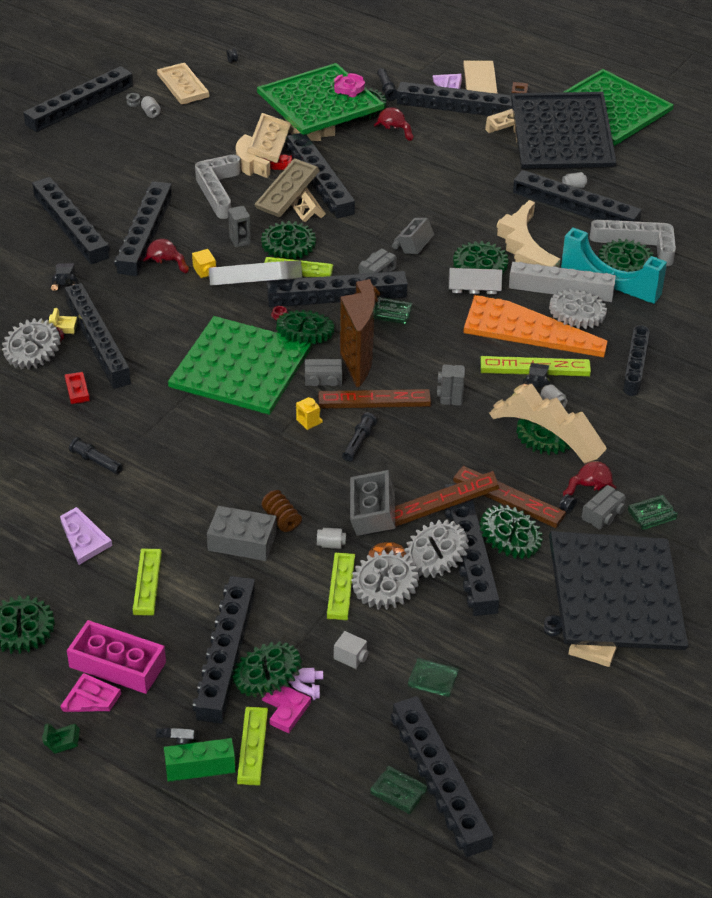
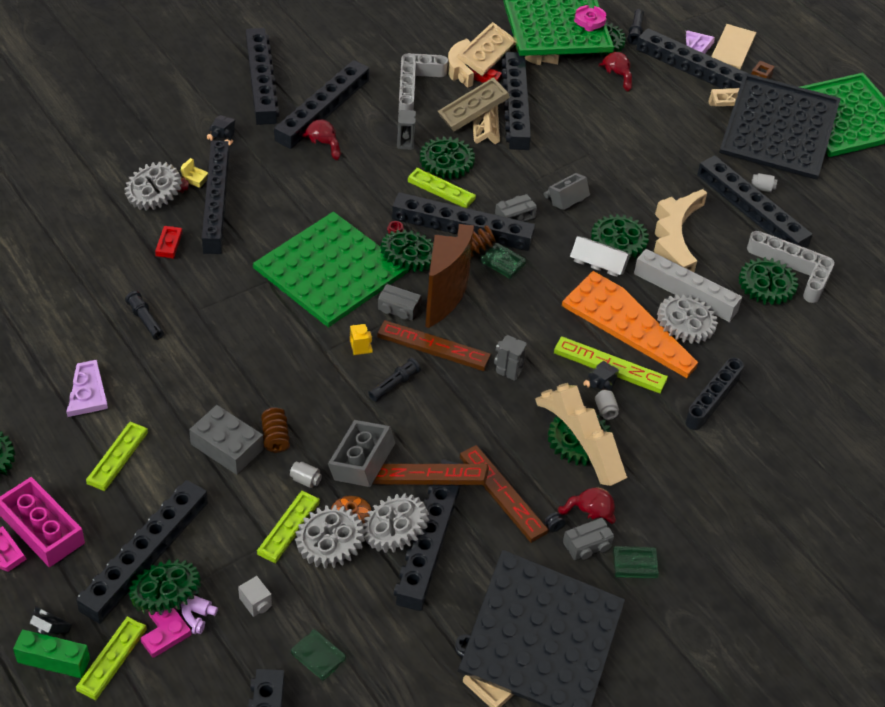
camera: 20 degrees right, 5 degrees up
(202, 262) = (355, 156): yellow brick -> none
(255, 272) = (395, 182): beam -> none
(498, 527) = (464, 519): dark green gear -> none
(643, 284) = (768, 314): teal arch -> none

